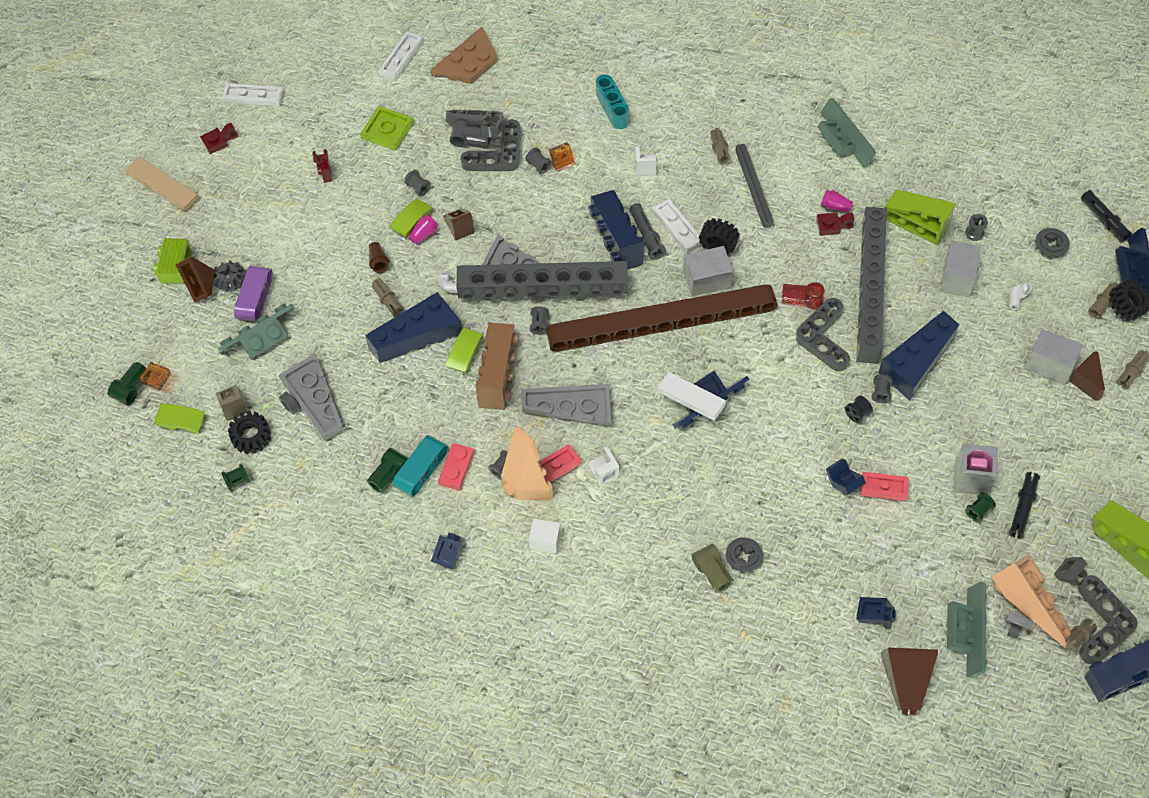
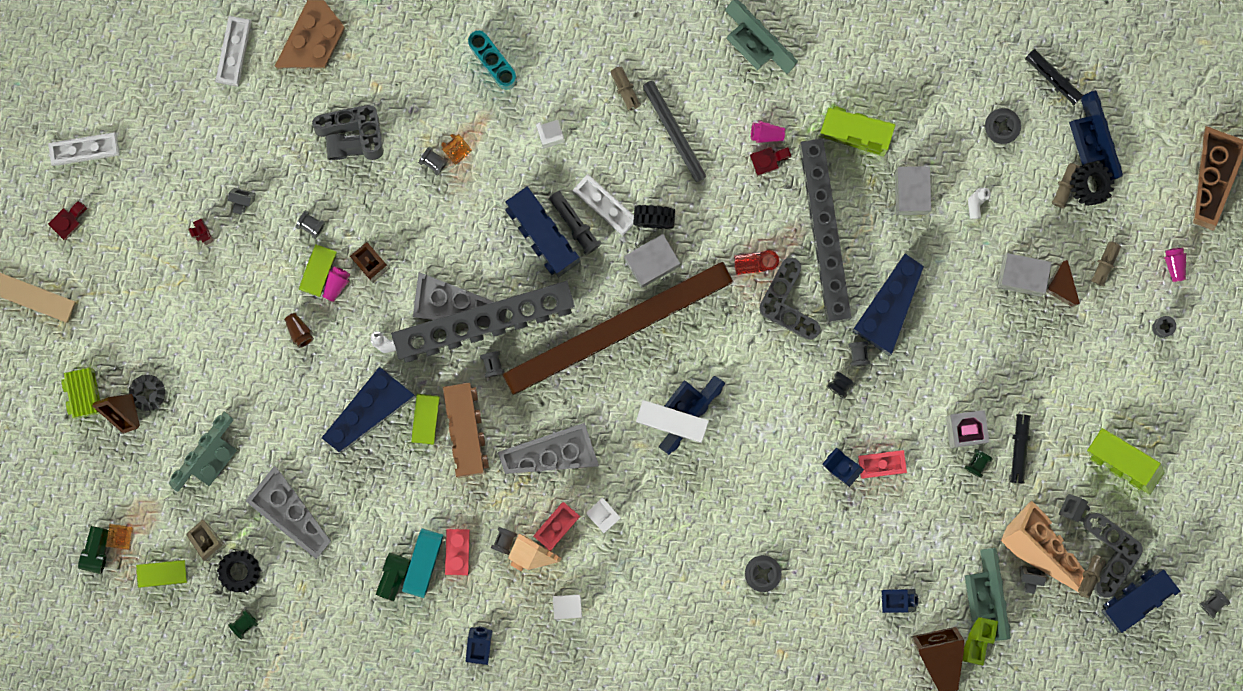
camera: 15 degrees left, 25 degrees up
(253, 293) = (183, 410): medium lavender beam -> none
(289, 402) = (266, 528): dark grey tile -> none
(366, 152) = (241, 199): none -> dark grey tile
(387, 128) = (251, 156): lime tile -> none
(387, 297) = (325, 377): dark tan axle -> none
(501, 157) = (388, 164): dark grey beam -> none
(710, 563) = (733, 592): olive piece -> none
(952, 665) = (976, 644): none -> lime slope
(974, 225) = (927, 127): dark grey bush -> none

